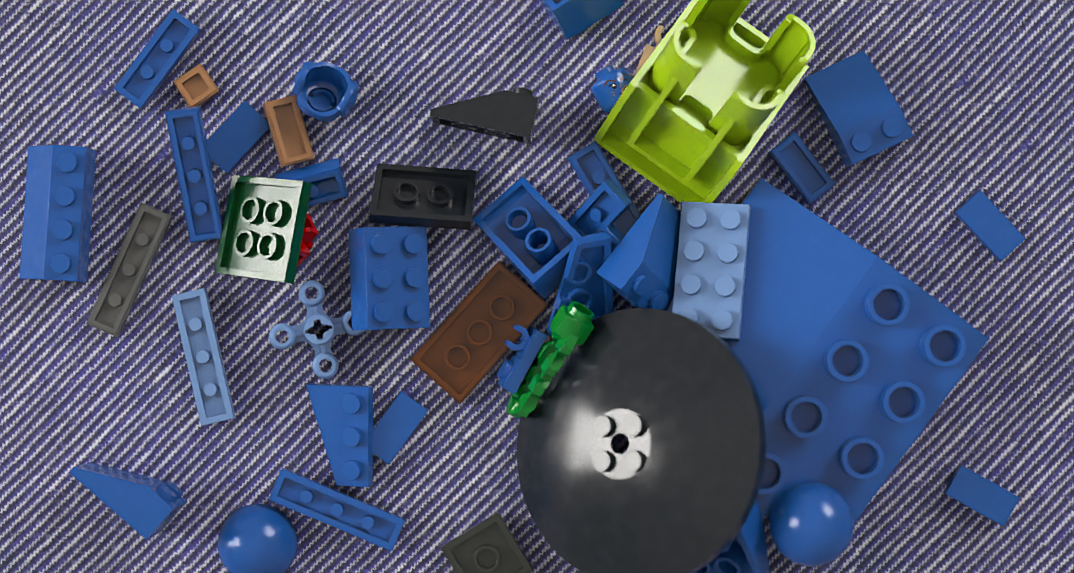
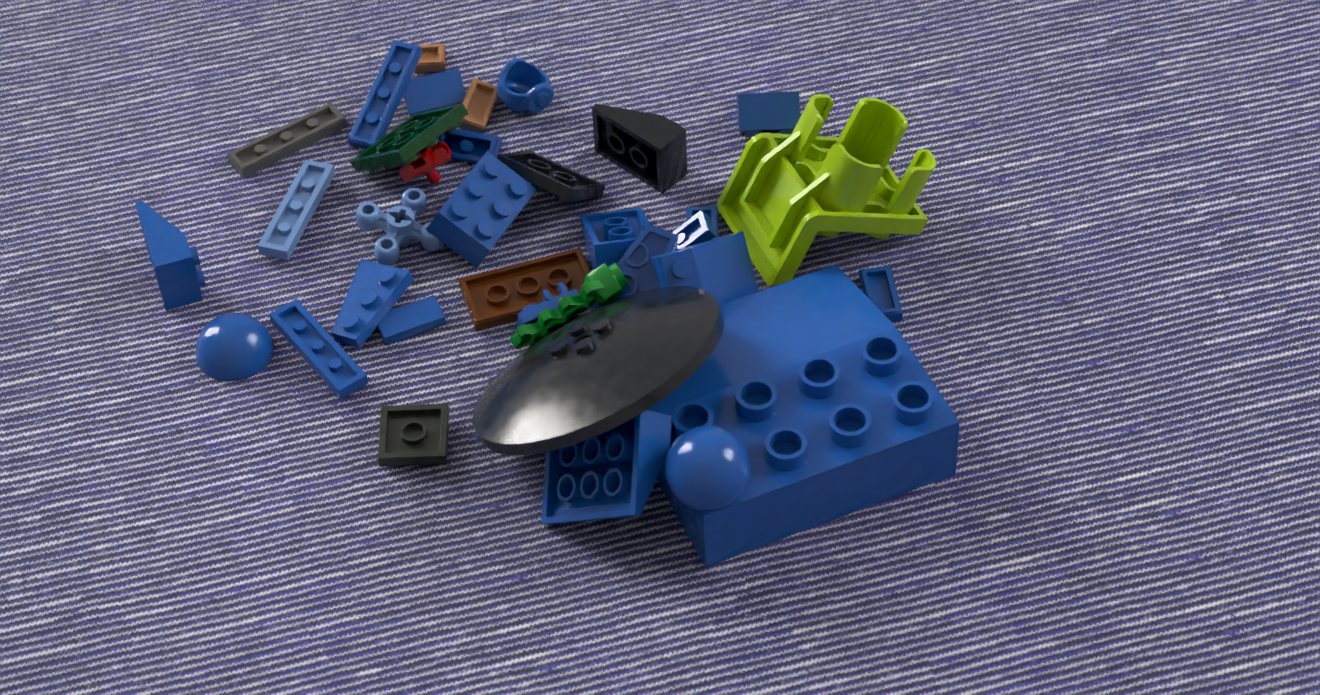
camera: 35 degrees right, 40 degrees down
(58, 213) = (267, 84): blue slope -> none
(157, 59) = (415, 27): blue plate -> none
(712, 265) = (758, 293): medium blue plate -> none
(857, 108) = (954, 277): blue slope -> none
(981, 495) = (891, 589): blue tile -> none
(989, 225) = (1023, 398): blue tile -> none

